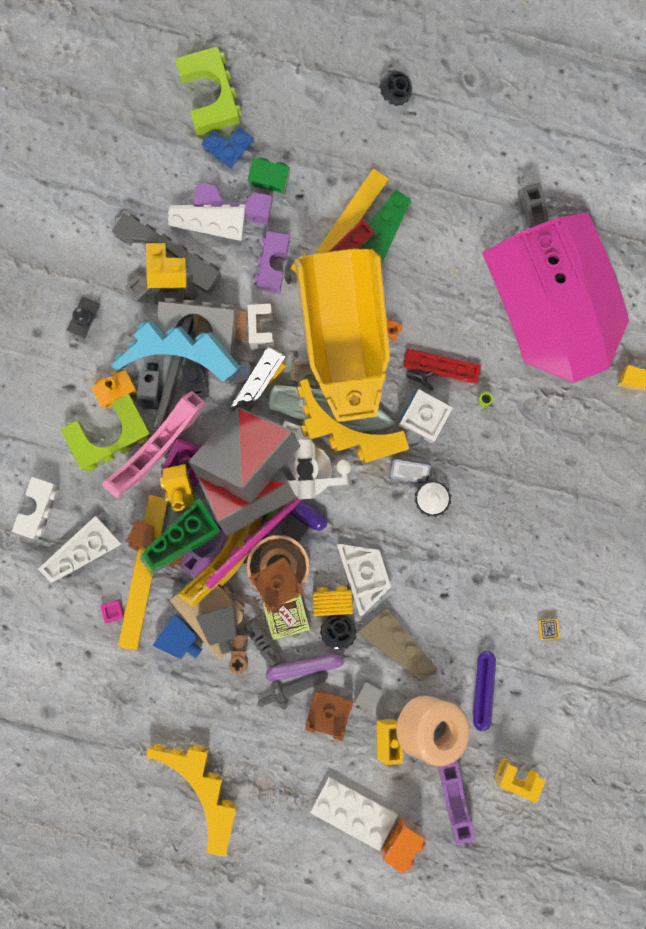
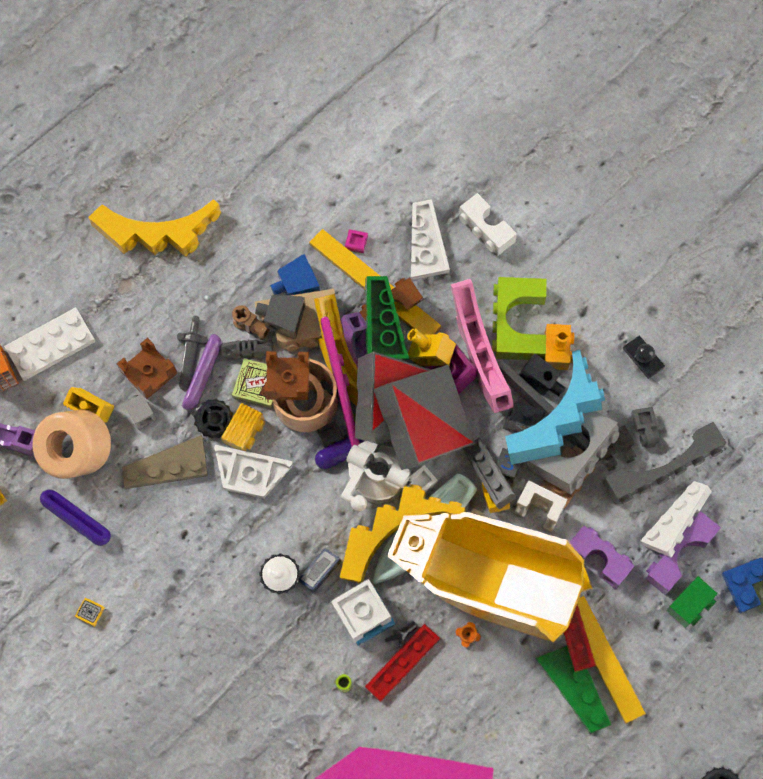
camera: 120 degrees right, 15 degrees down
(164, 271) = (649, 443): yellow brick -> none

